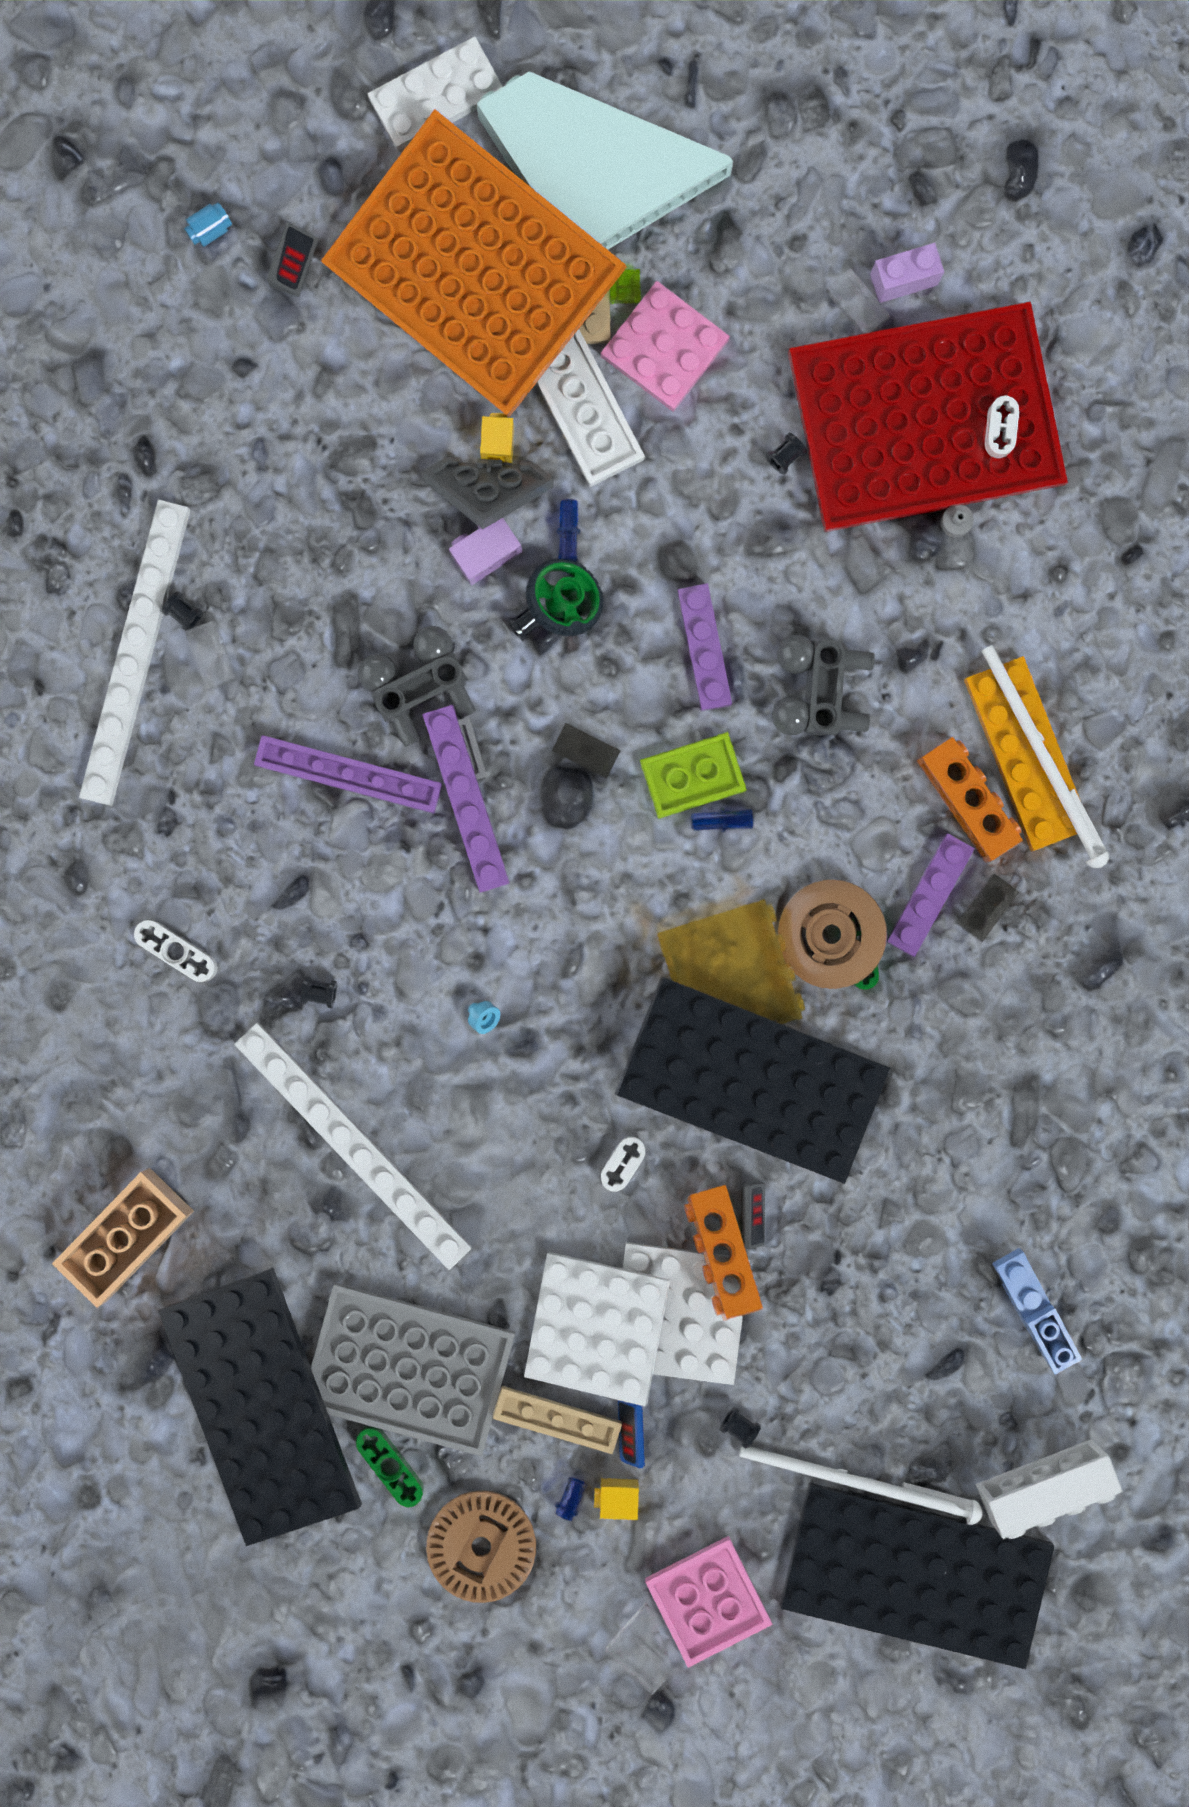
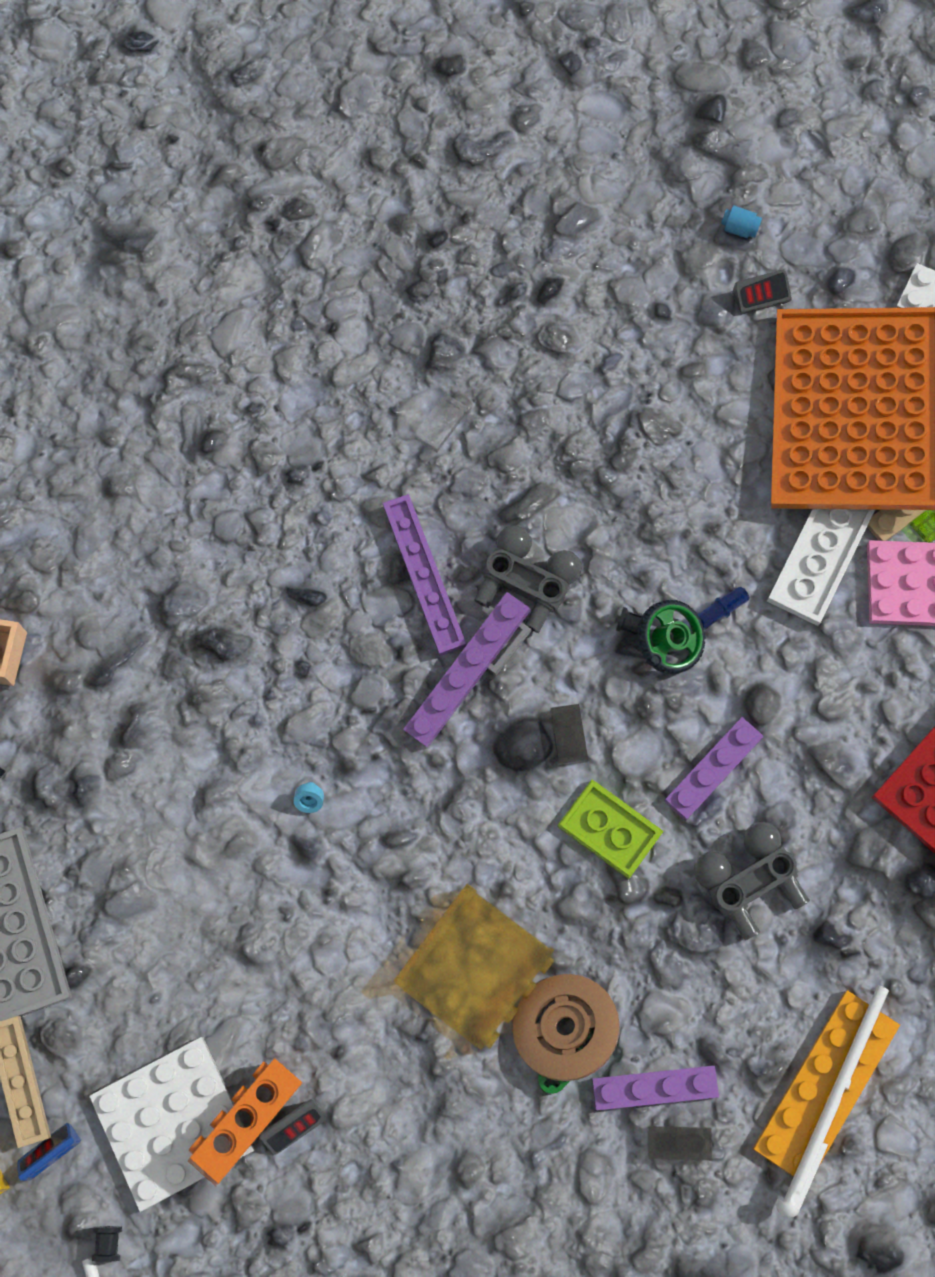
camera: 55 degrees right, 15 degrees down
(135, 653) = (404, 373): white plate -> none
(161, 931) = (198, 561): white beam -> none
(182, 611) = (458, 382): black bush -> none
(318, 992) = (244, 662): black bush -> none
(353, 1146) = (140, 773): white plate -> none
(485, 550) = (662, 557): lavender brick -> none
(487, 488) = (708, 528): dark grey plate -> none
(497, 437) = (749, 510): yellow brick -> none
(597, 1328) = (115, 1062): white plate -> none
(629, 1167) = (266, 996): white beam -> none
(722, 820) = (592, 875): clear blue axle -> none
(752, 1080) = (403, 1047): black plate -> none
(786, 453) = (906, 725): black bush -> none
(953, 794) = (731, 1106): orange brick -> none

